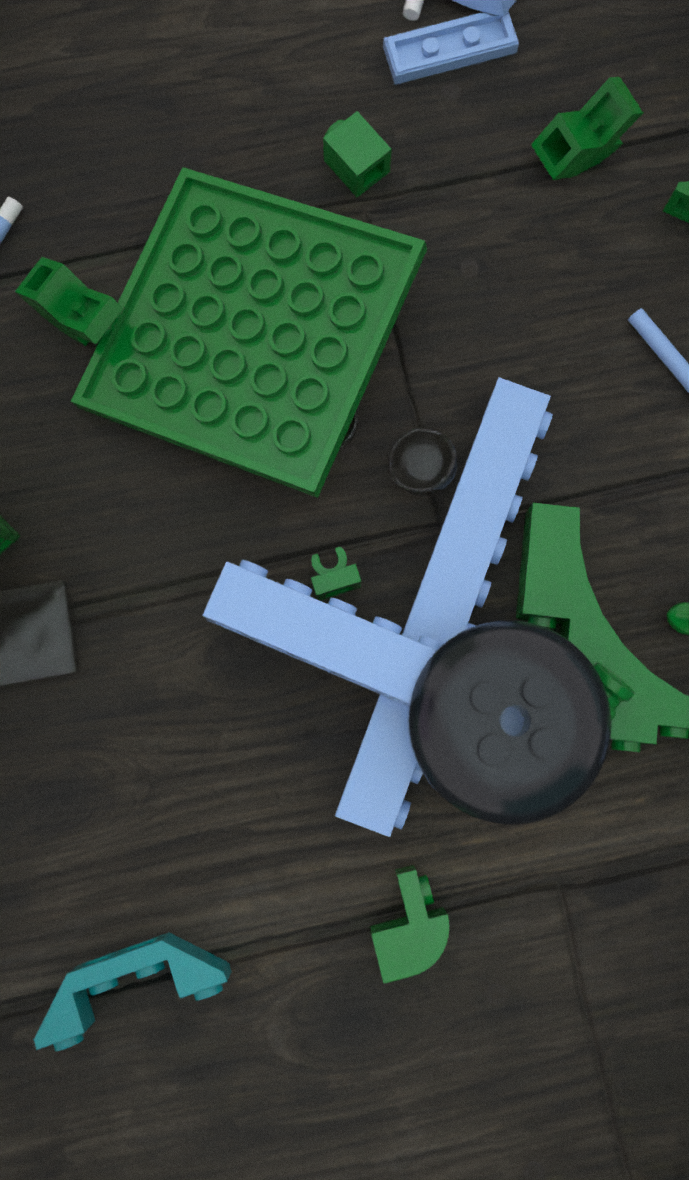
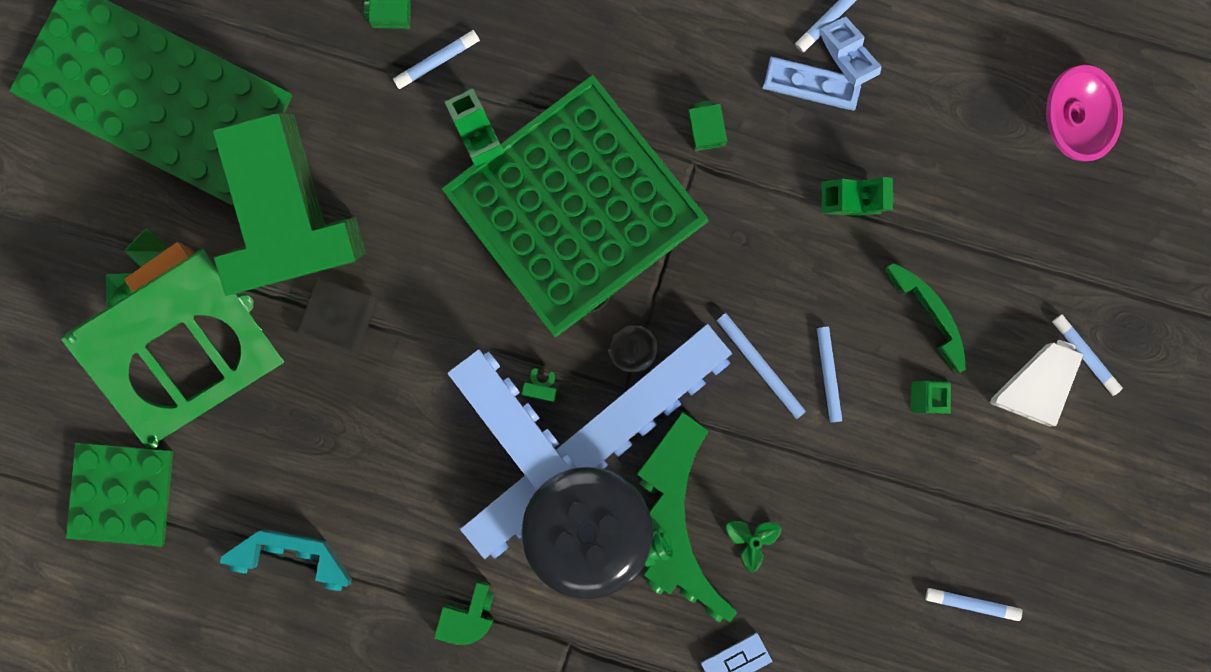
camera: 30 degrees right, 5 degrees up
(589, 400) = (761, 366): none -> light blue bar

